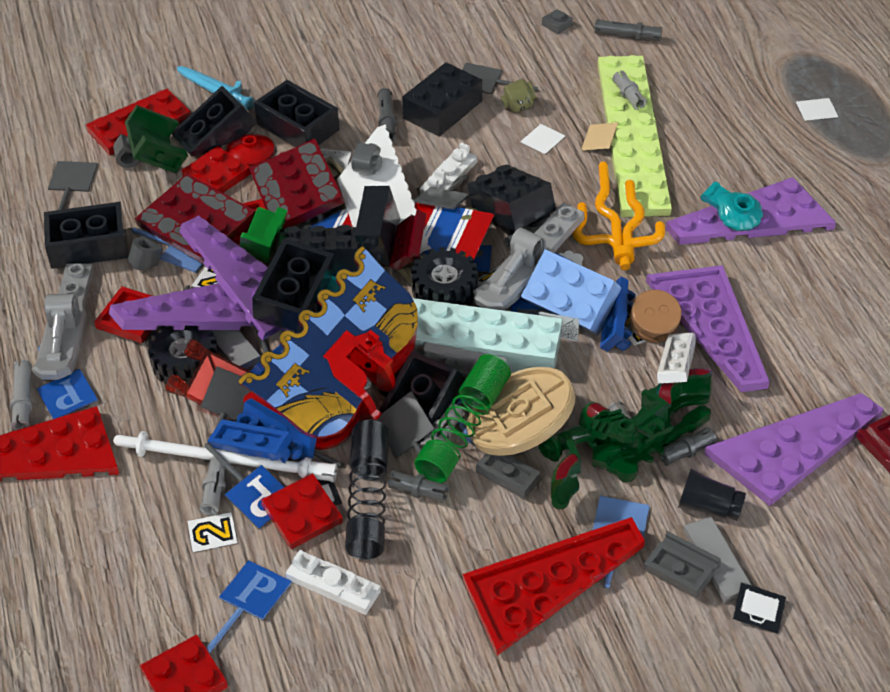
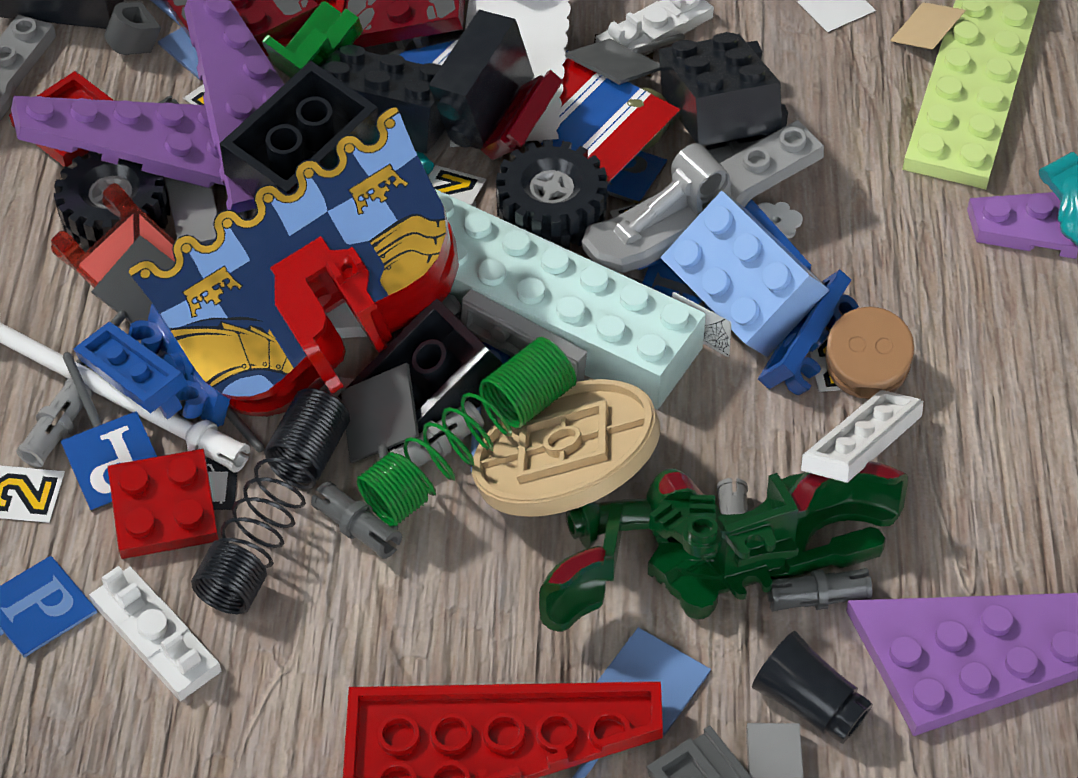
camera: 20 degrees right, 5 degrees up
(509, 473) = (506, 544): dark grey plate -> none
(622, 244) = (876, 210): light orange plant -> none
(717, 321) = (970, 386): medium lavender wing -> none

